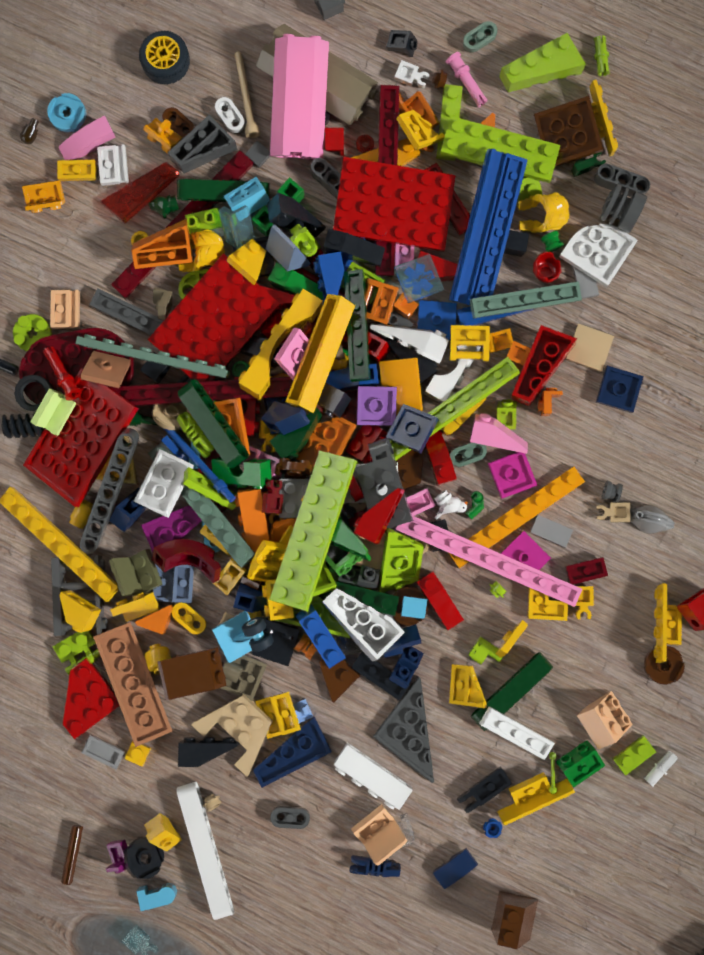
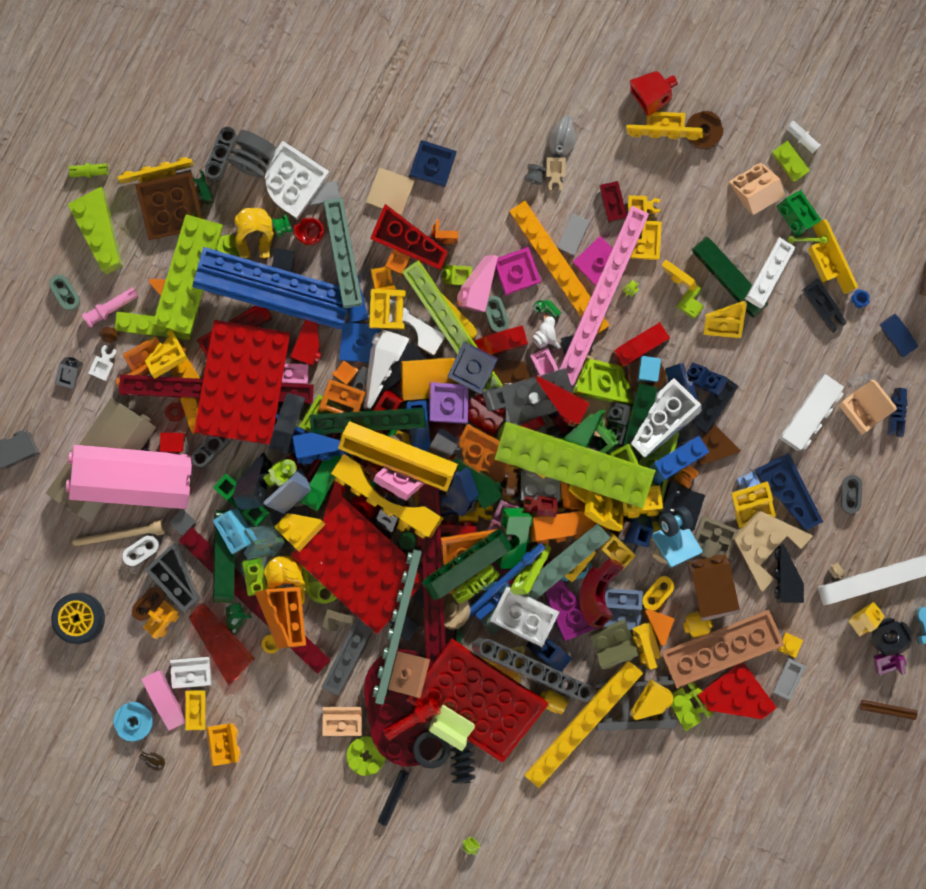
camera: 95 degrees left, 0 degrees up
(407, 731) = (768, 379): dark grey tile -> none
(418, 278) = (320, 358): clear light blue tile -> none

